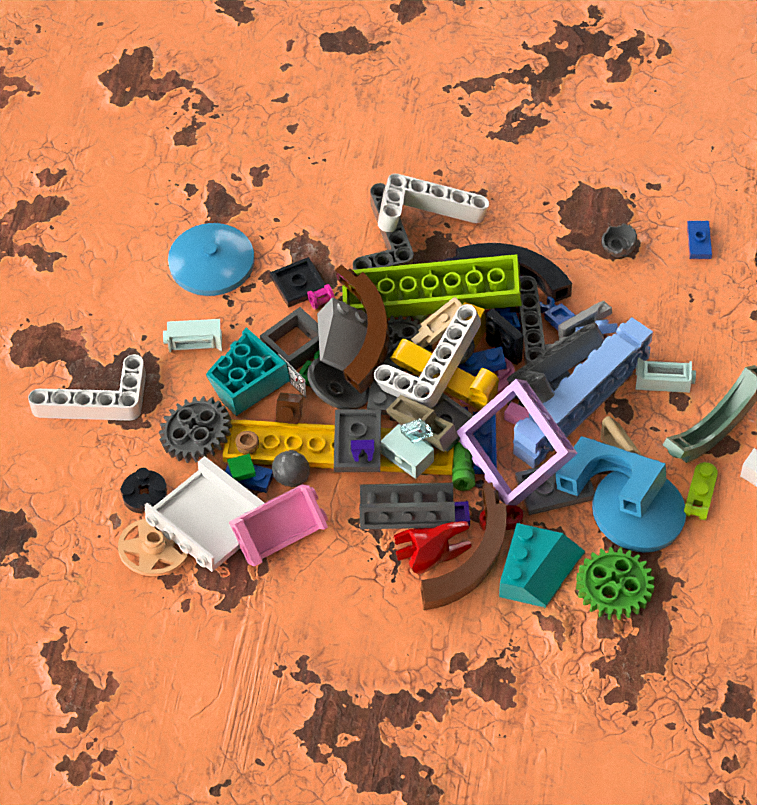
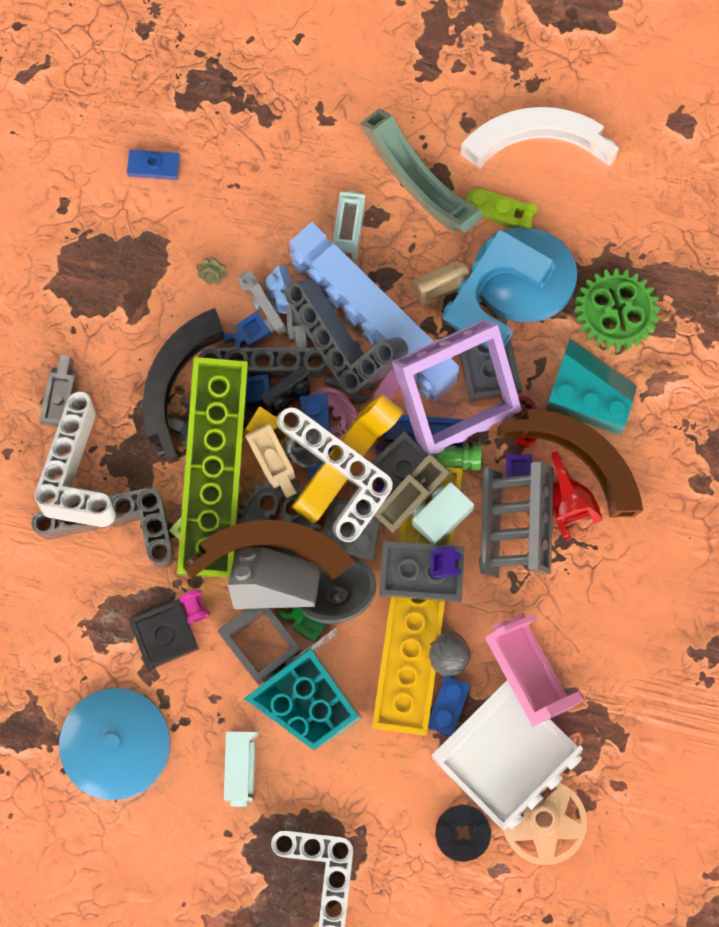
camera: 85 degrees left, 20 degrees up
(195, 429) = (359, 760): dark grey gear -> none
(241, 467) = (448, 711): green tile -> none
(247, 442) = (411, 703): medium nougat tile -> none
(289, 408) = (365, 651): reddish brown brick -> none
(416, 430) = (437, 496): clear light blue tile -> none
(496, 194) = (58, 389): none -> hinge
(607, 284) = (211, 271): none -> olive plant
(619, 240) = (150, 249): dark grey hair -> none

